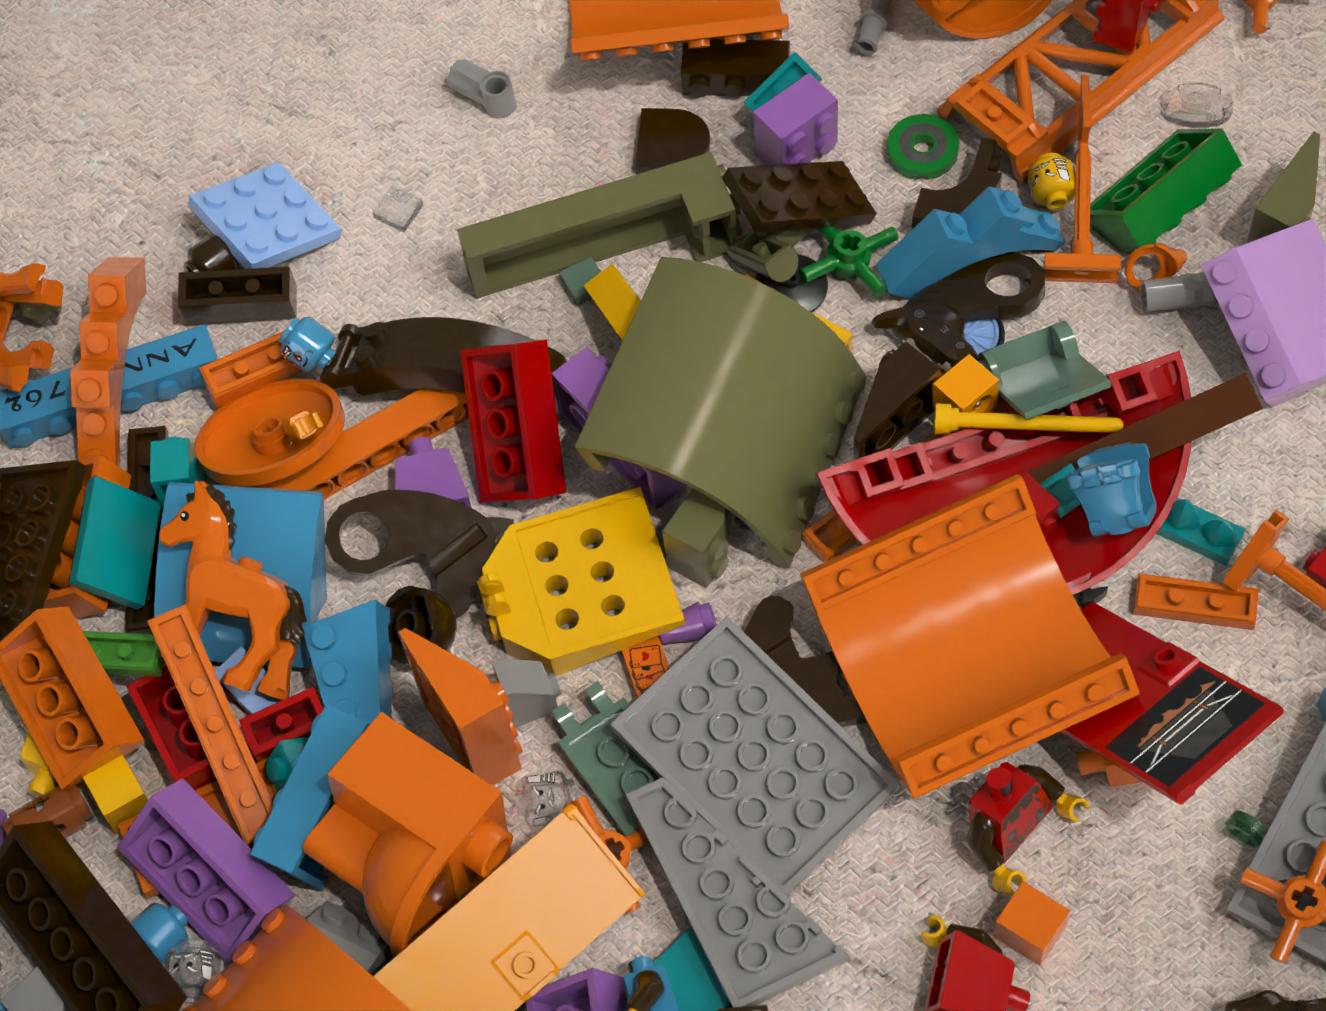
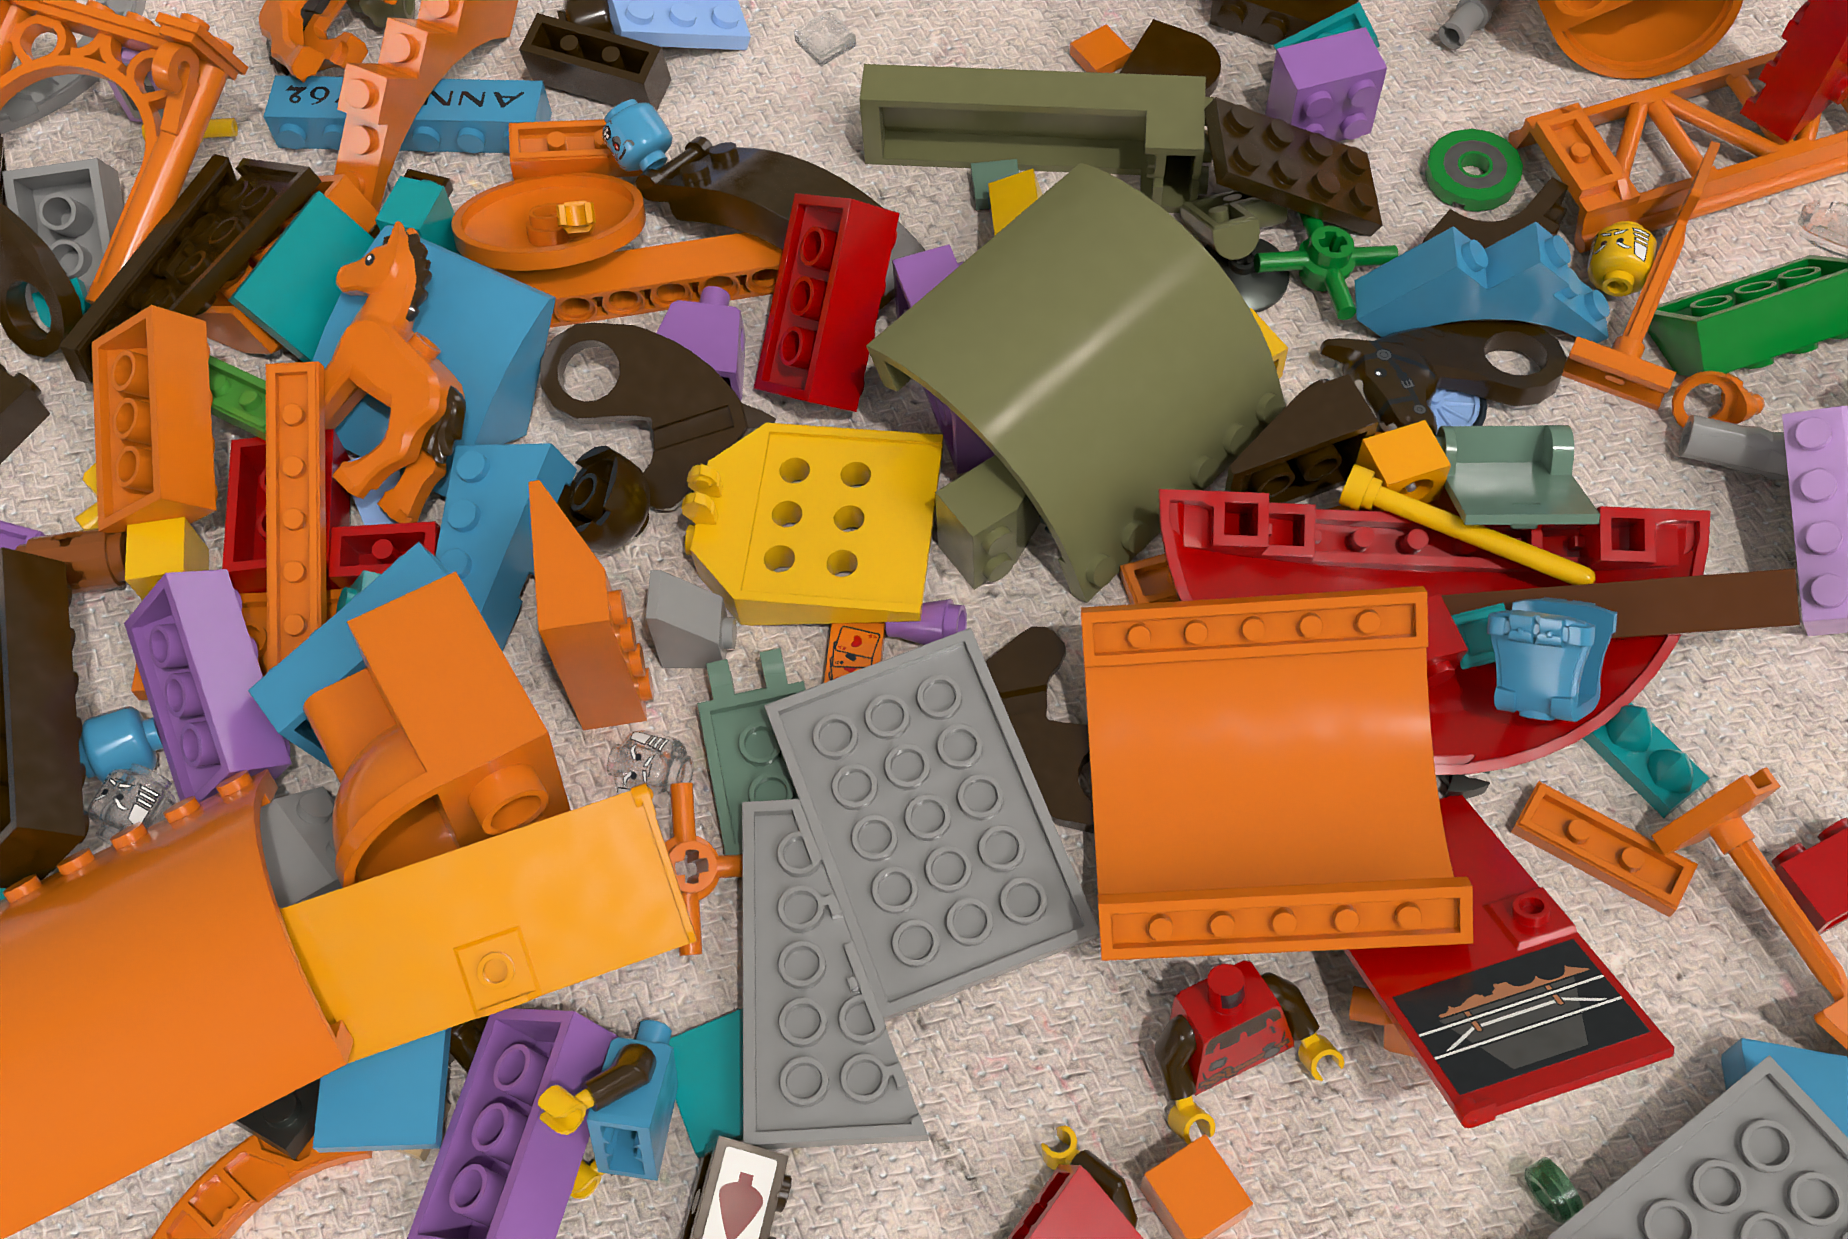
camera: 20 degrees right, 0 degrees up
(613, 148) = (1100, 51): none -> orange tile

